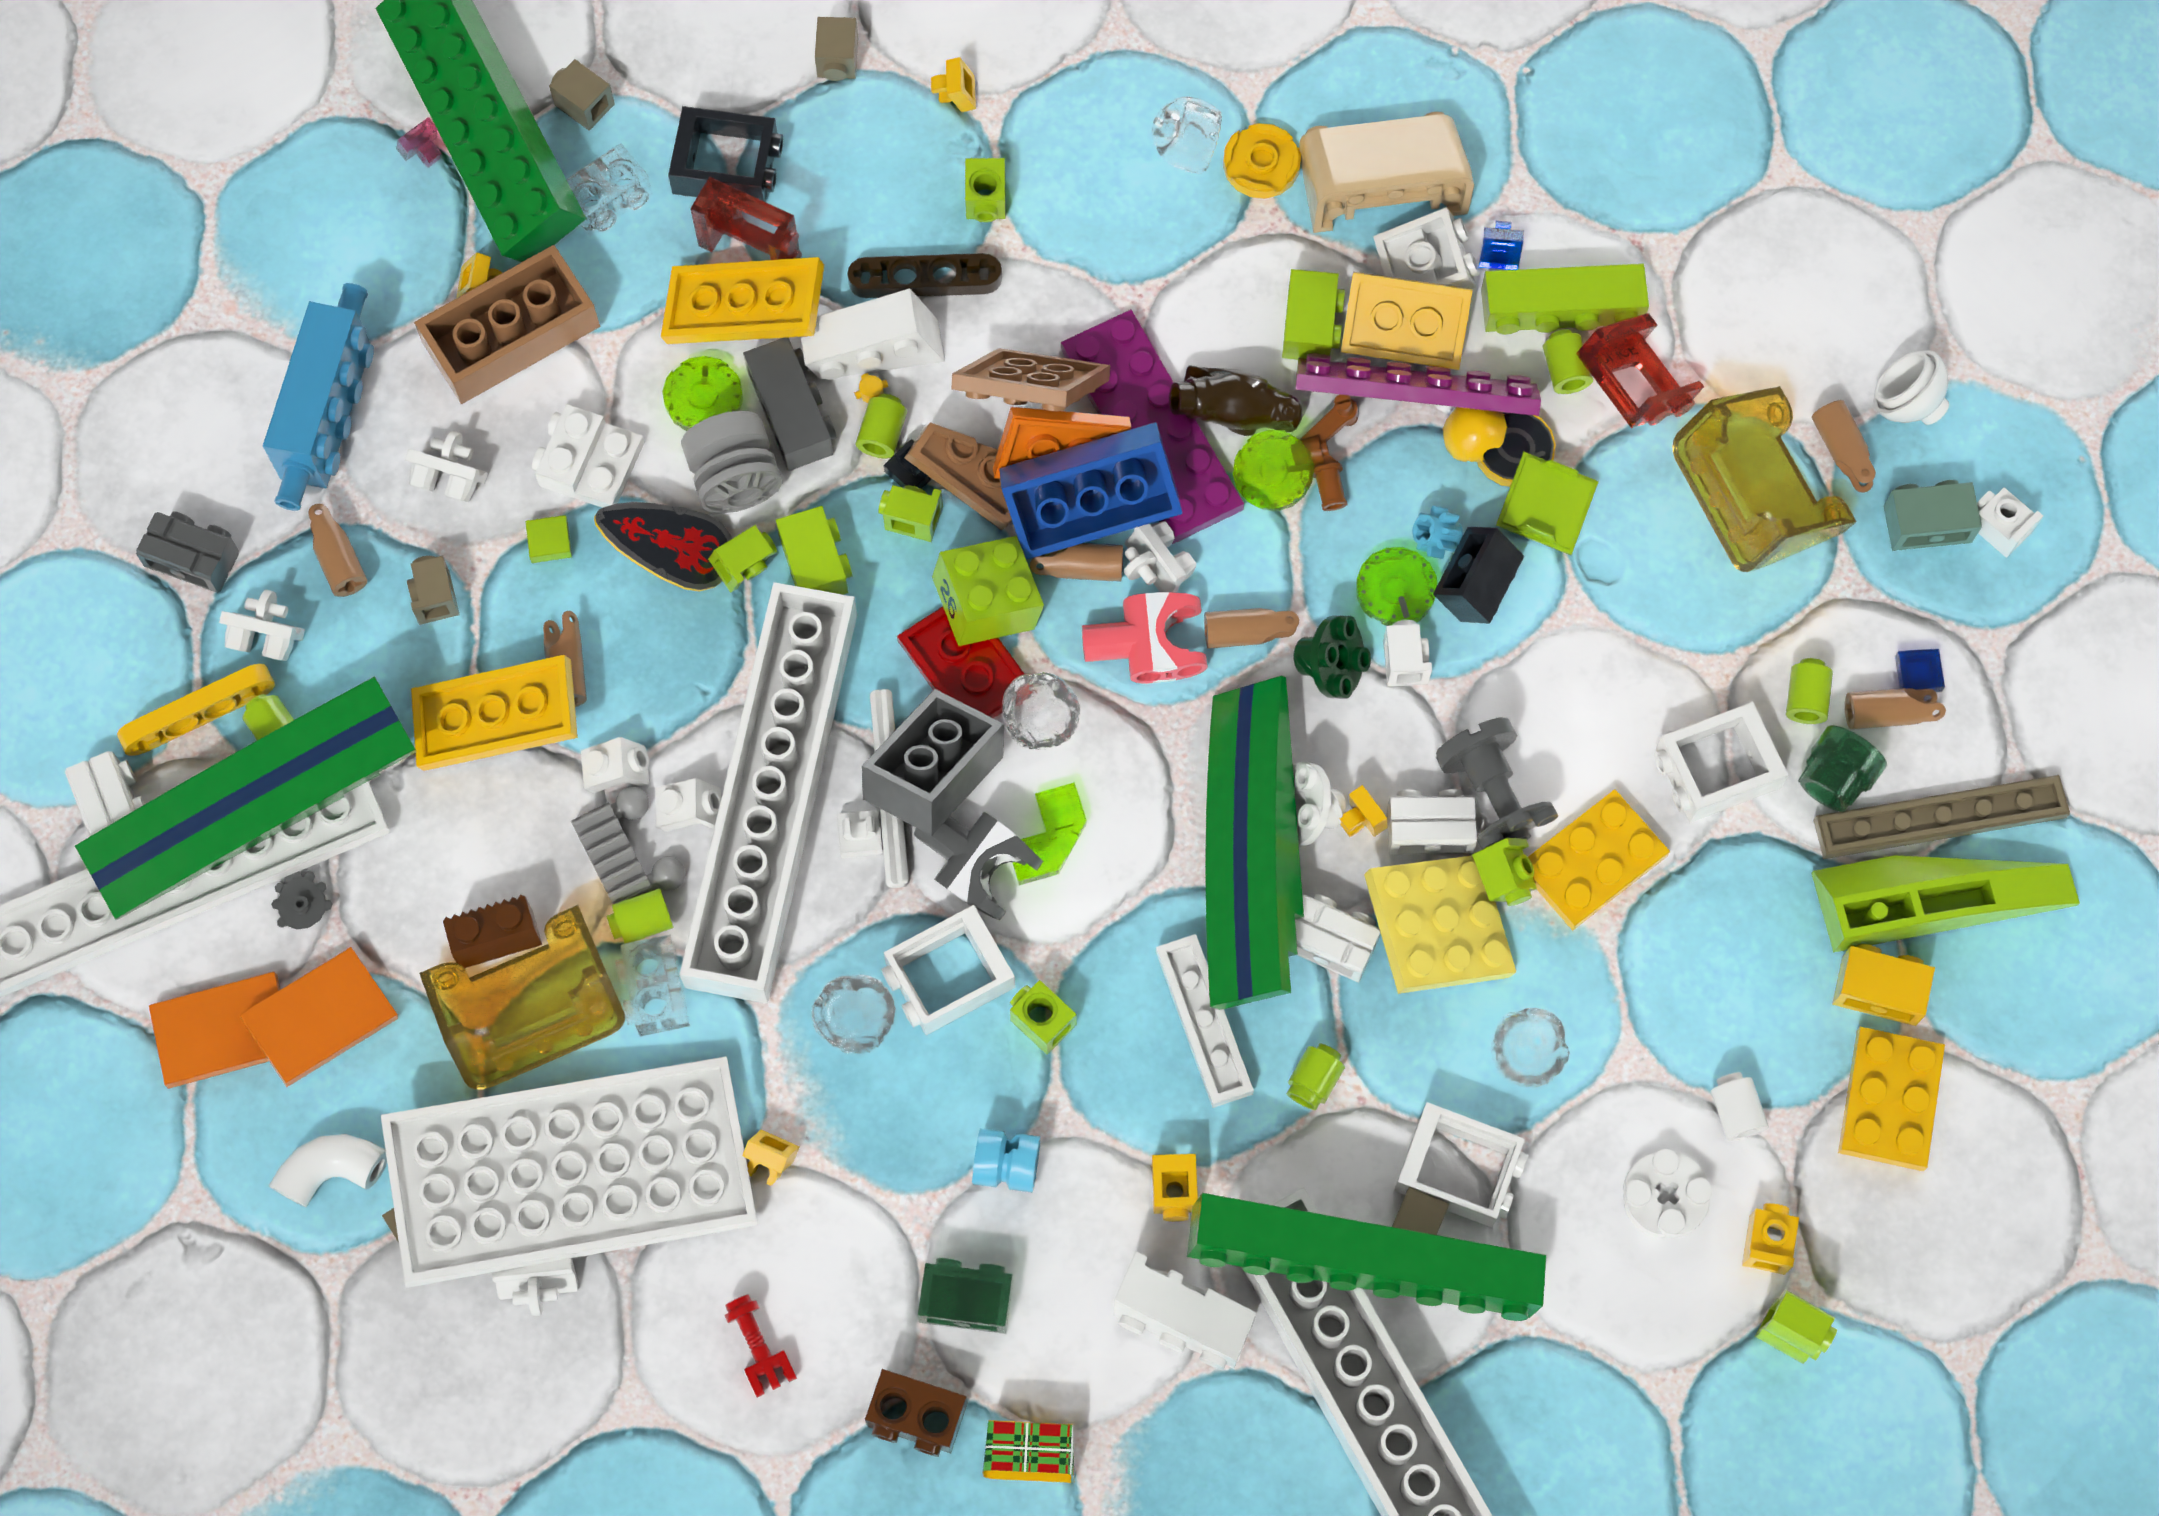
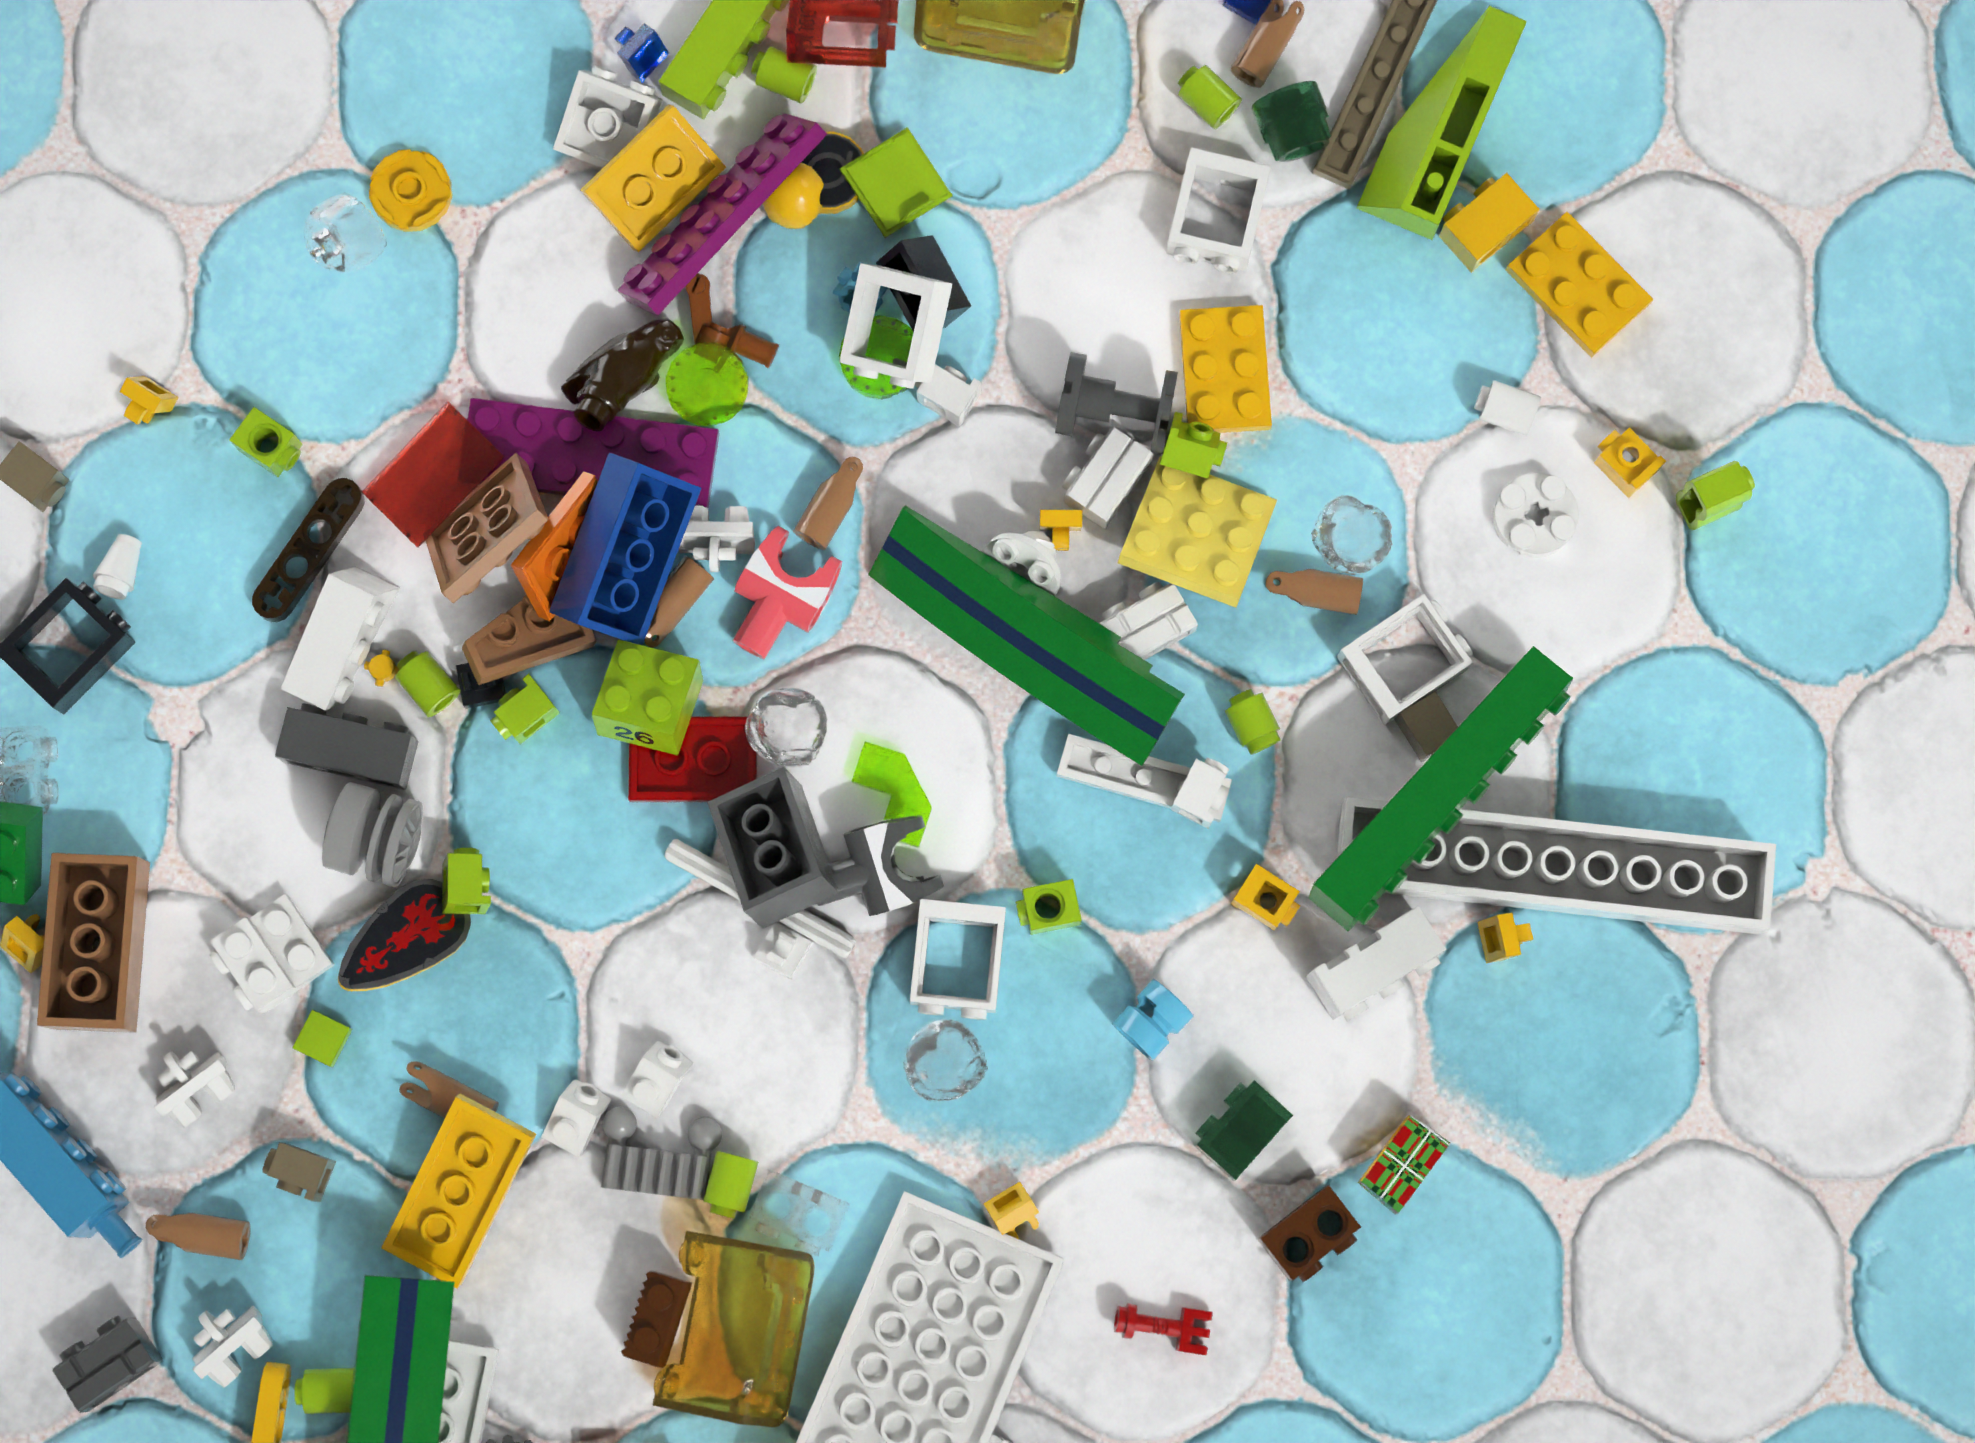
camera: 55 degrees left, 10 degrees up
(701, 390) = (281, 816): clear neon green tile -> none
(720, 212) = (151, 666): clear red window -> none
(742, 300) = (223, 723): yellow plate -> none
(769, 794) = (697, 1000): white brick -> none
(810, 153) = (118, 568): none -> white cone
(811, 551) = (505, 821): lime brick -> none
(1049, 321) = (433, 474): none -> clear red piece
(1223, 1067) = (1202, 791): none -> white brick
(1283, 1407) = (1502, 937): none -> yellow tile
(1311, 314) = (588, 251): lime brick -> none
(1333, 656) = (910, 454): dark green plate -> none
(1384, 167) = (498, 94): tan windscreen -> none
(1437, 593) = (926, 334): none -> white window
(1466, 1055) = (1319, 589): none -> medium nougat piece

